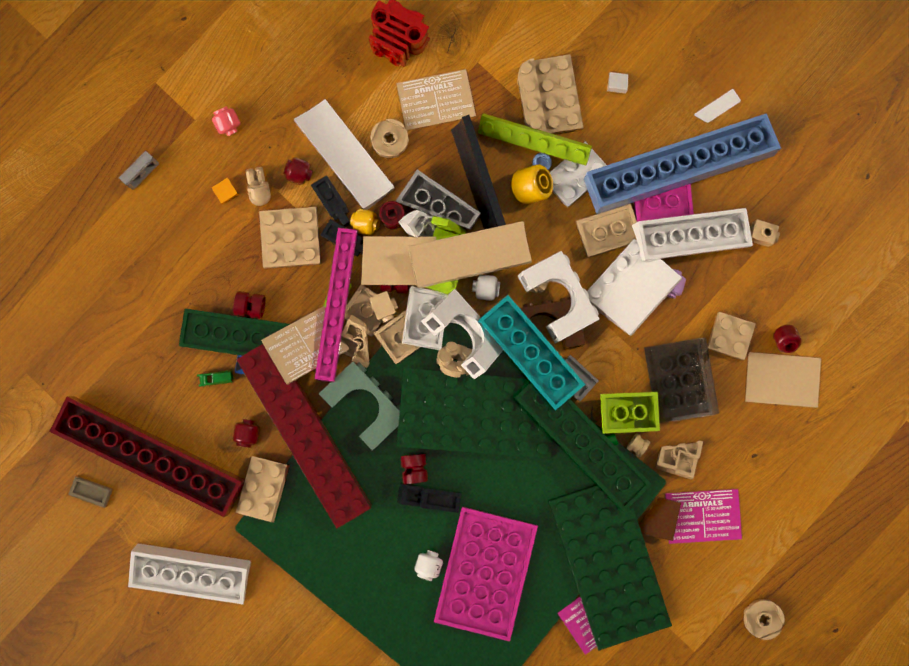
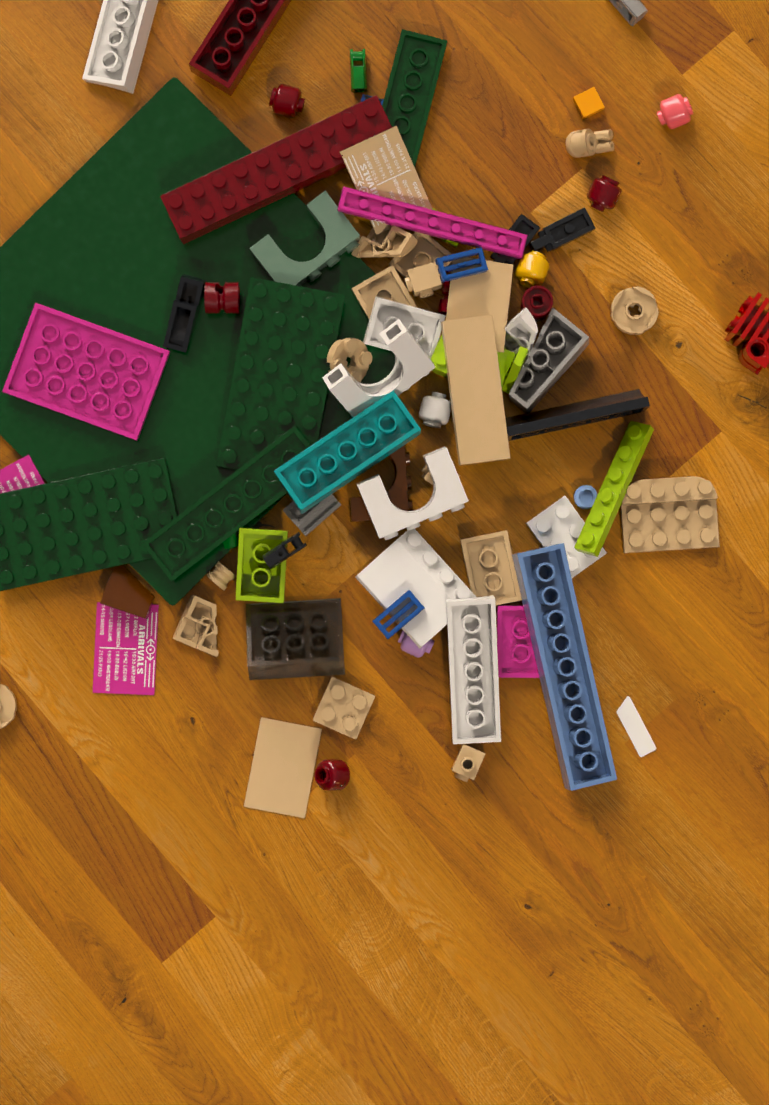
camera: 95 degrees right, 0 degrees up
(242, 305) = (446, 111): dark red wheel -> none
(262, 489) = (217, 114): tan plate -> none
(290, 237) = (522, 177): tan plate -> none
(344, 154) = (619, 253): white arch -> none
(374, 291) = (442, 270): none -> blue tile
(428, 565) = (103, 303): white head -> none
(435, 99) = (679, 374): tan sticker -> none
(532, 184) = (557, 479): yellow head -> none
(617, 82) = (678, 603): white slope -> none
(620, 396) = (281, 553): none -> black bar
(670, 309) = (382, 628): none -> blue tile

